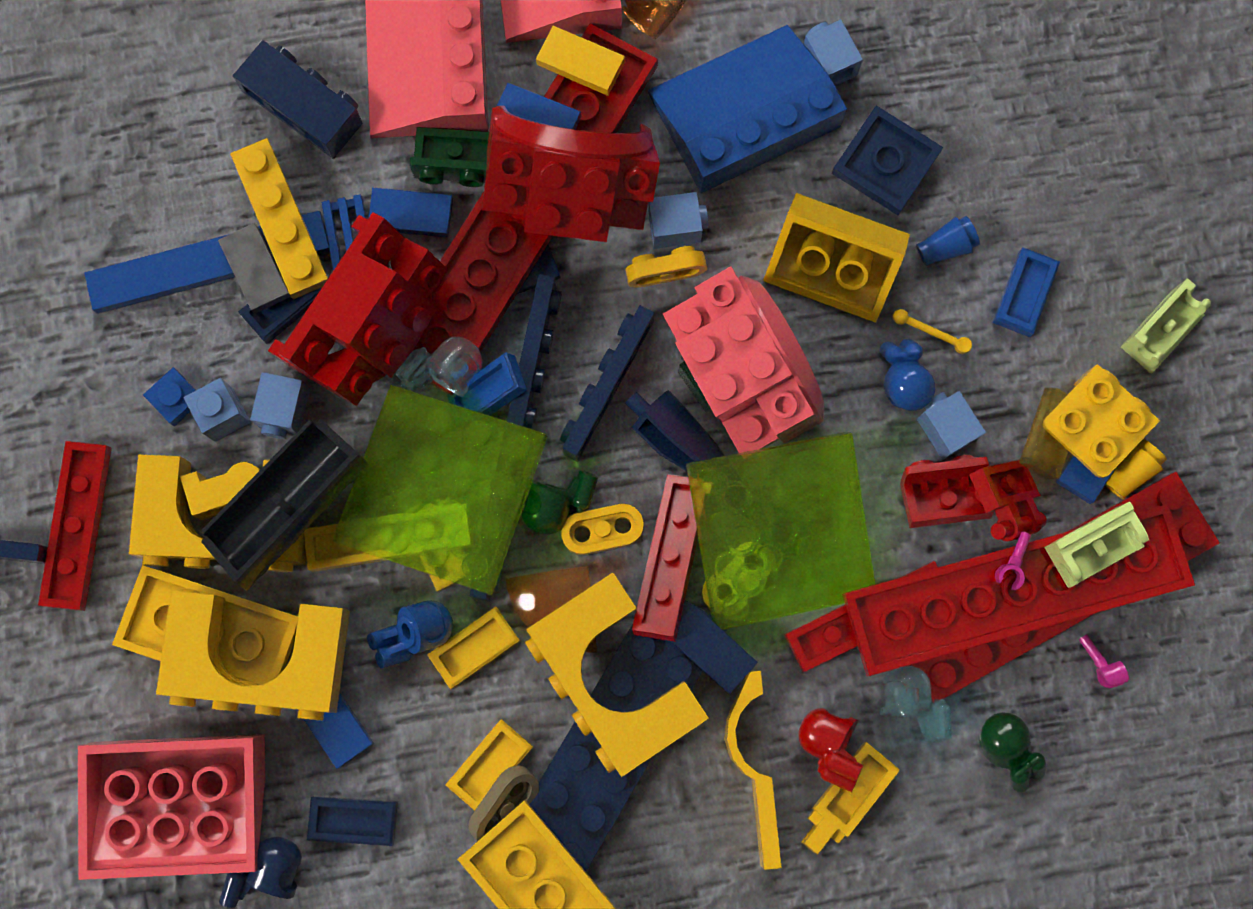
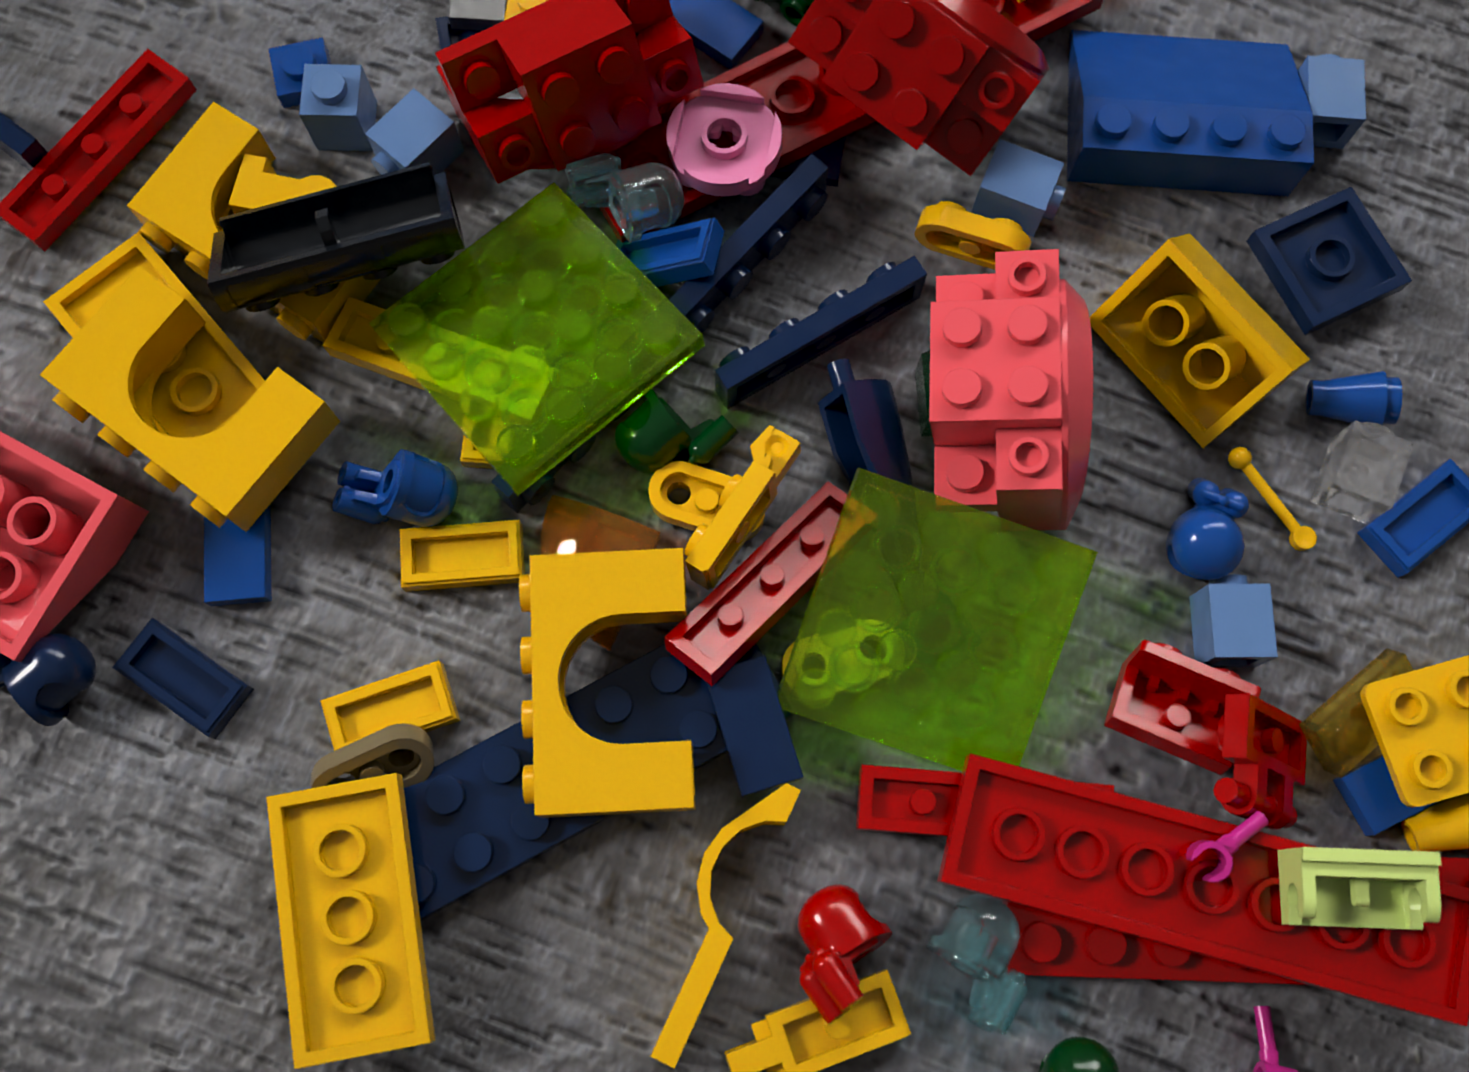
camera: 30 degrees right, 5 degrees down
(490, 275) = (724, 170): none -> bright pink plate
(628, 520) = (742, 507): none -> yellow hinge
(975, 287) = (1362, 471): none -> clear brick

